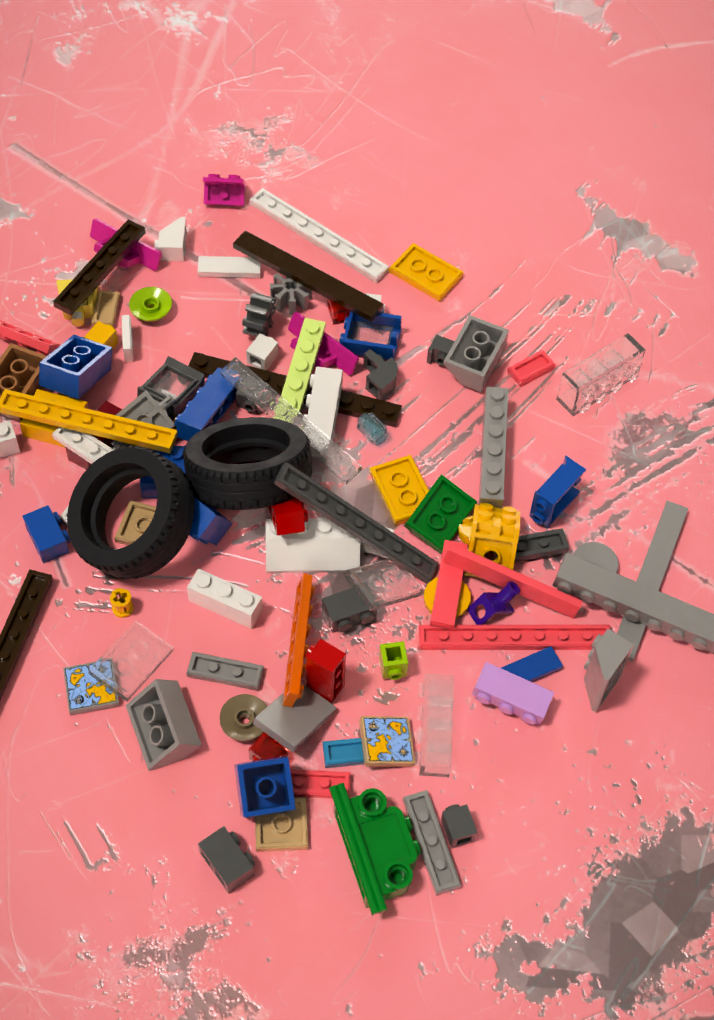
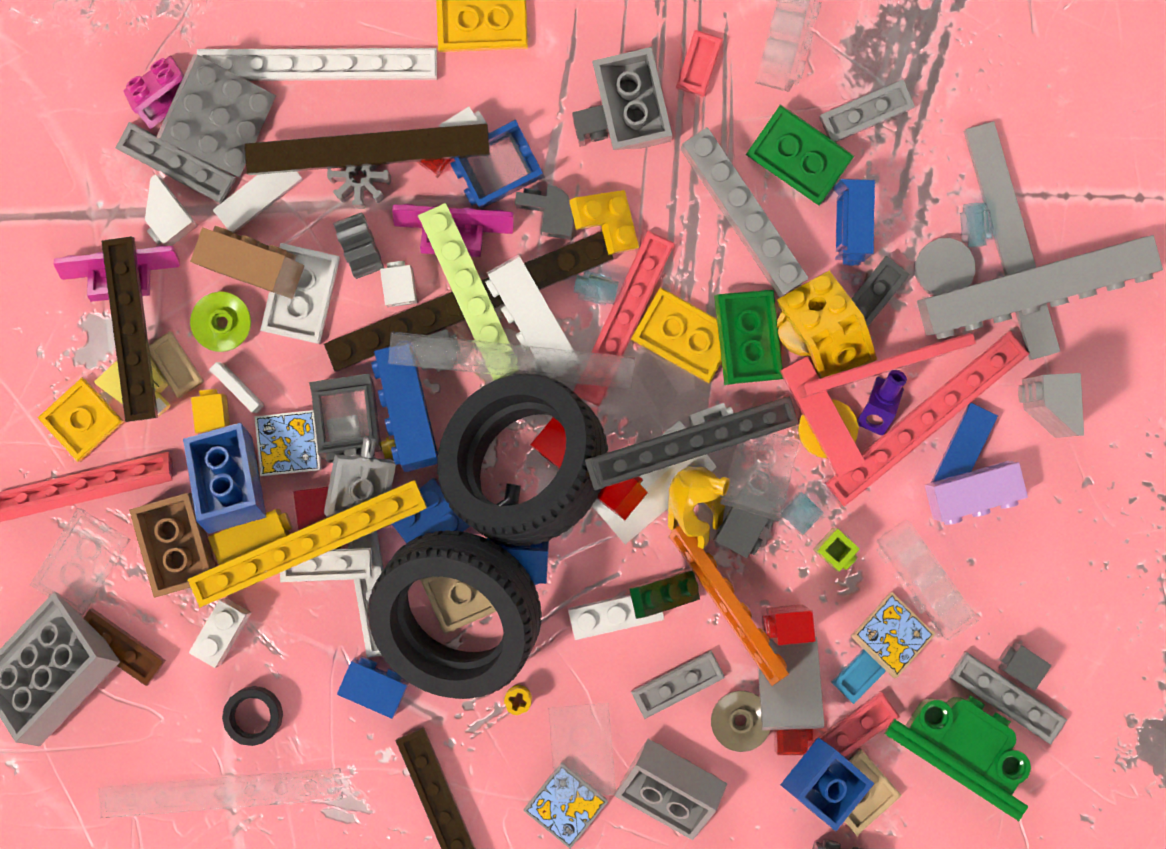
camera: 35 degrees left, 30 degrees up
(31, 300) = (80, 419): none -> yellow tile
(122, 383) = (287, 443): none -> tile
(192, 281) = (248, 261): none -> medium nougat brick
(201, 226) = (175, 163): none -> light grey tile
(205, 324) = (307, 311): none -> white tile
(242, 208) = (215, 115): none -> light grey plate
(264, 601) = (664, 594): none -> dark green plate
(336, 559) = (688, 489): none -> yellow piece
(385, 451) = (629, 306): none -> coral tile
(388, 626) = (801, 513): none -> clear light blue brick
(414, 398) = (612, 214): none -> yellow plate
(550, 441) = (800, 155): none -> green tile
(612, 452) = (867, 111): none -> light grey plate
(633, 551) = (976, 224): none -> clear light blue brick

